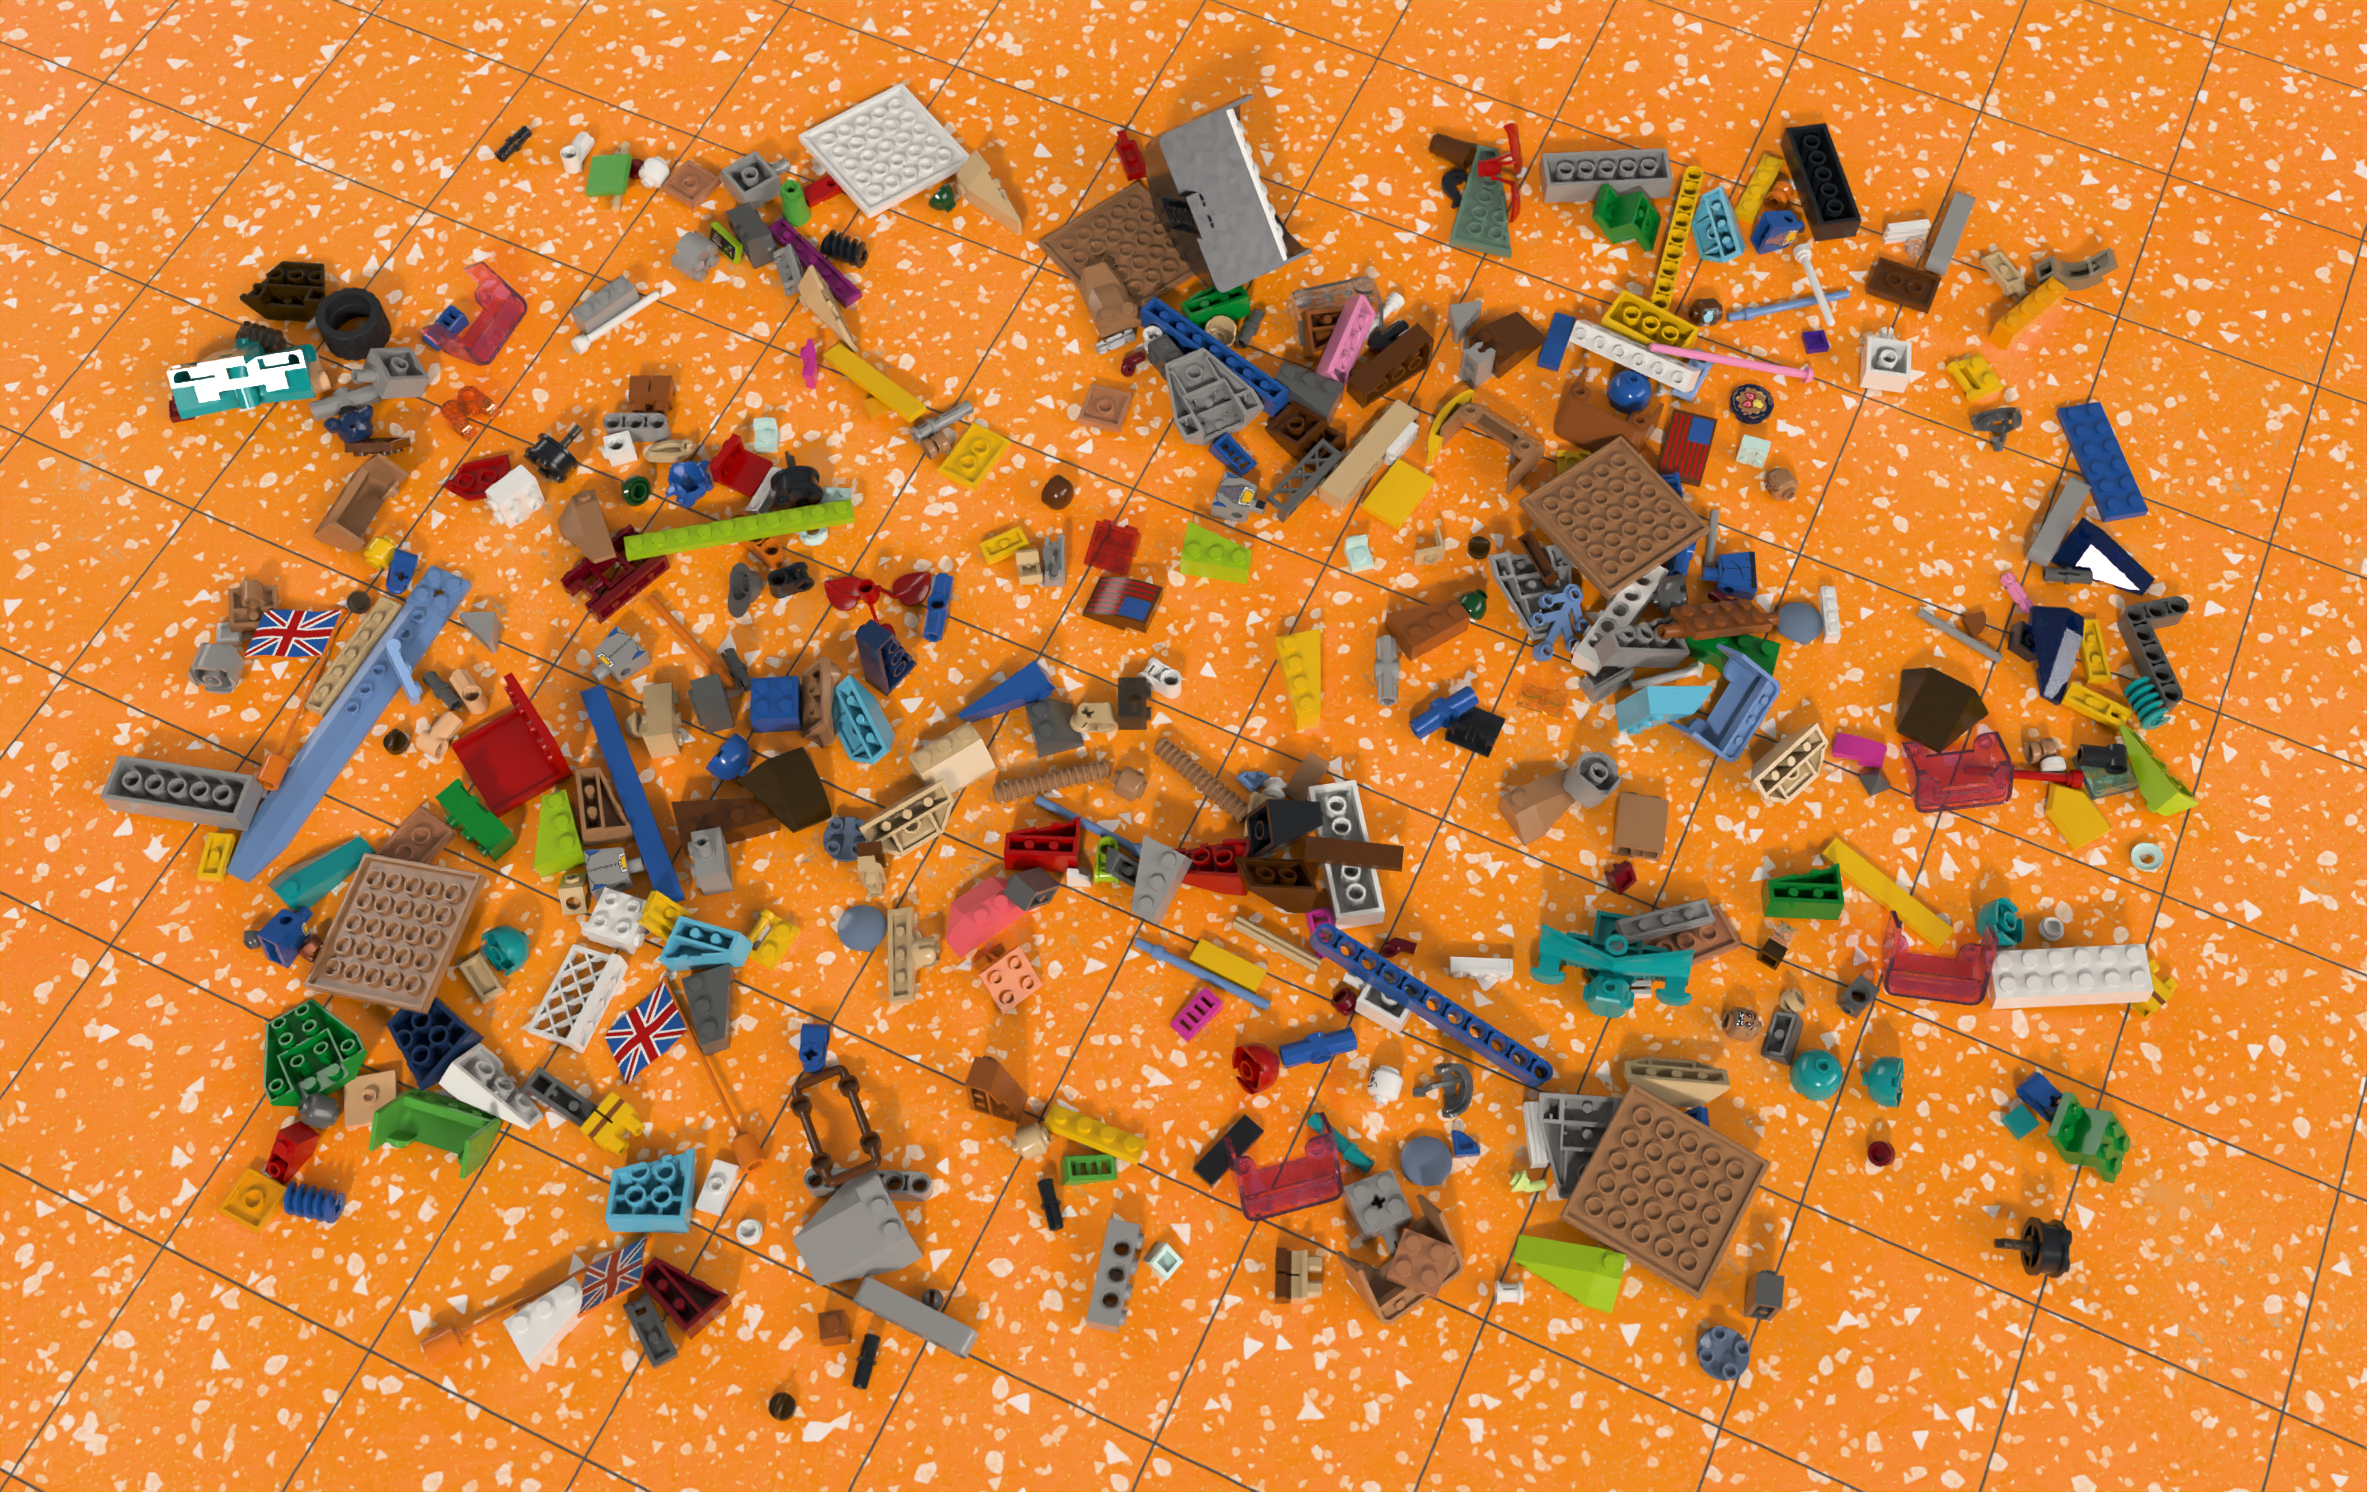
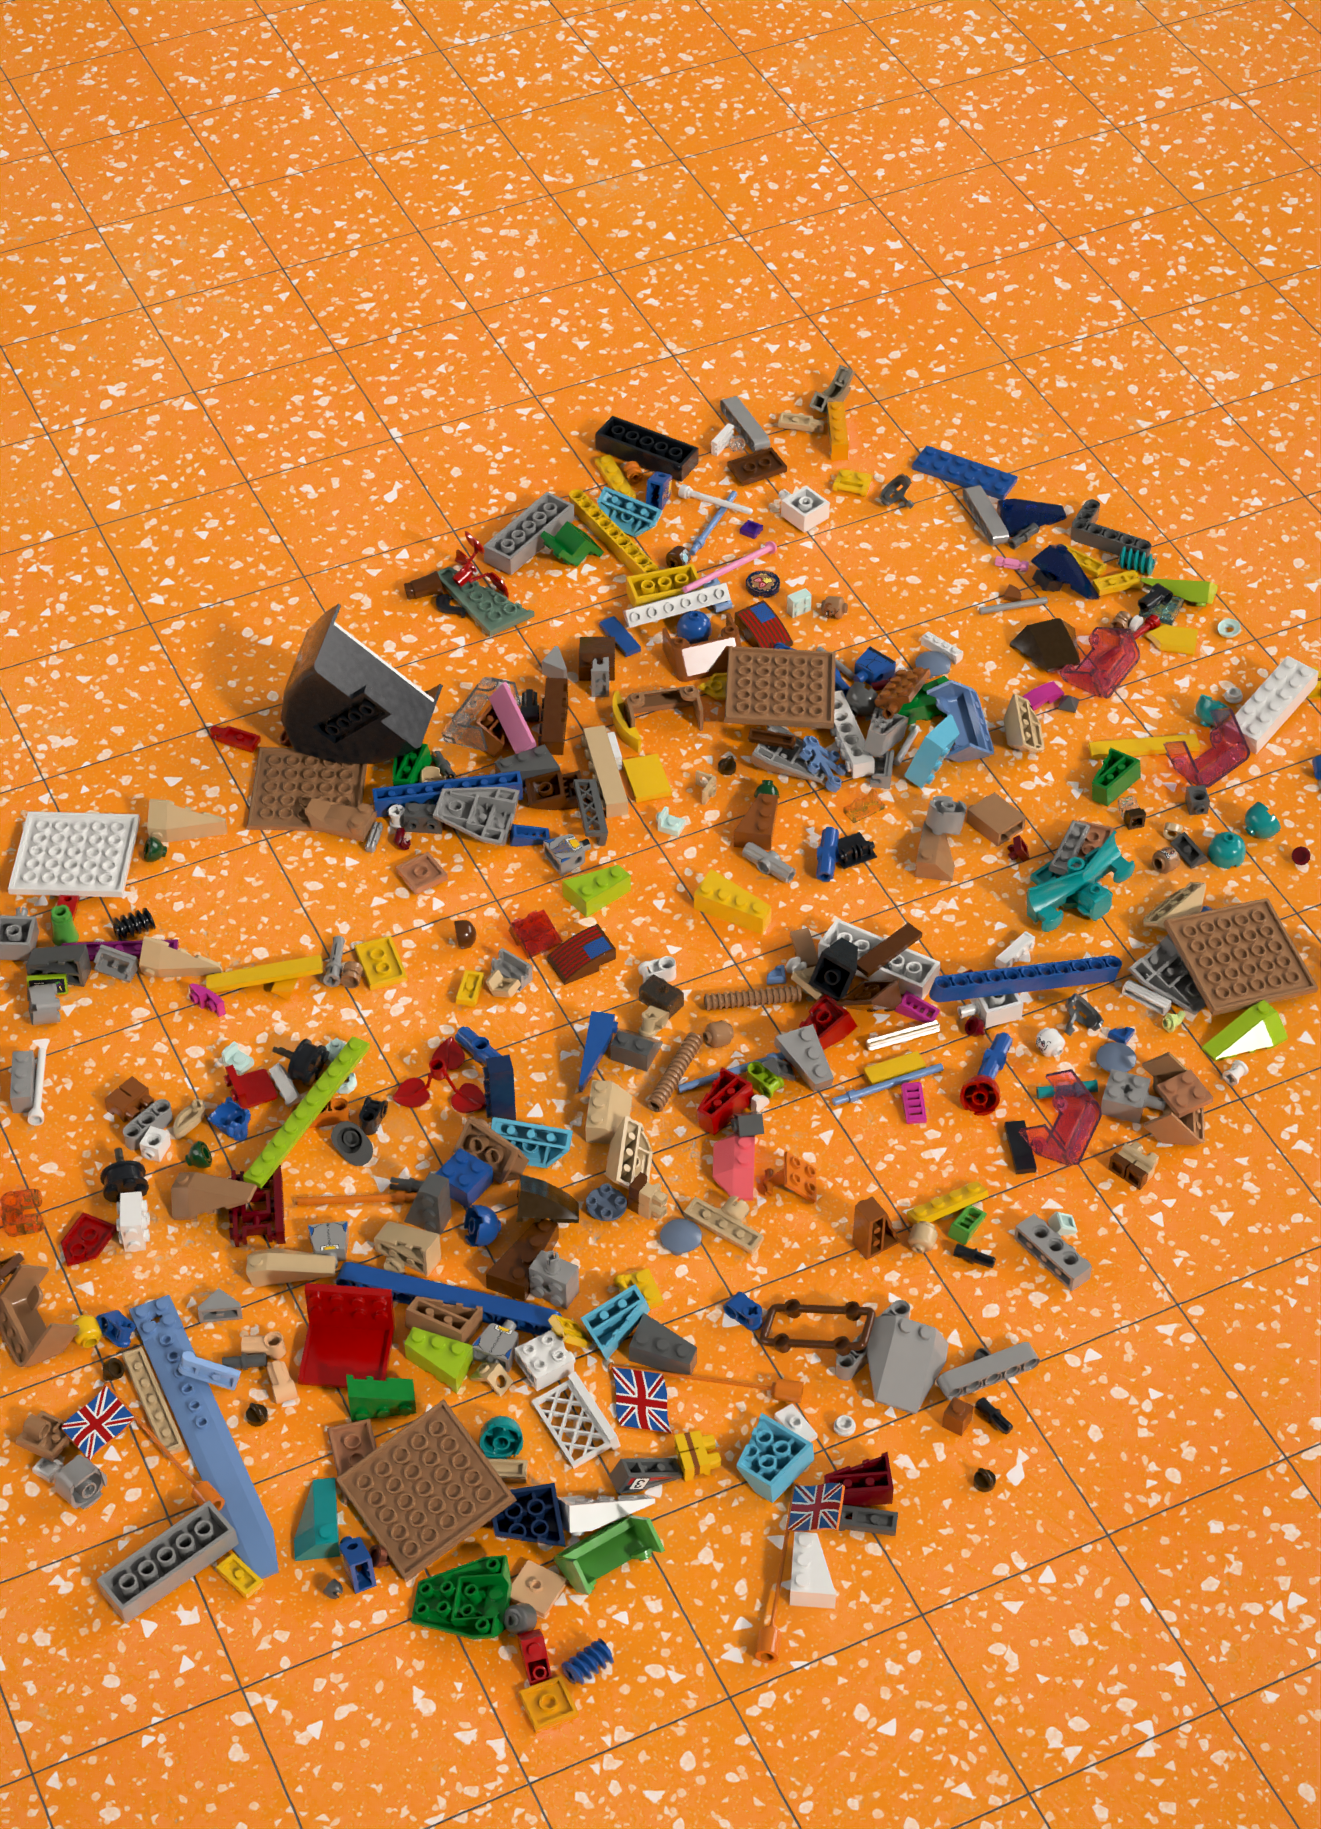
camera: 50 degrees left, 15 degrees down
(565, 640) = (285, 1266): none -> tan wedge

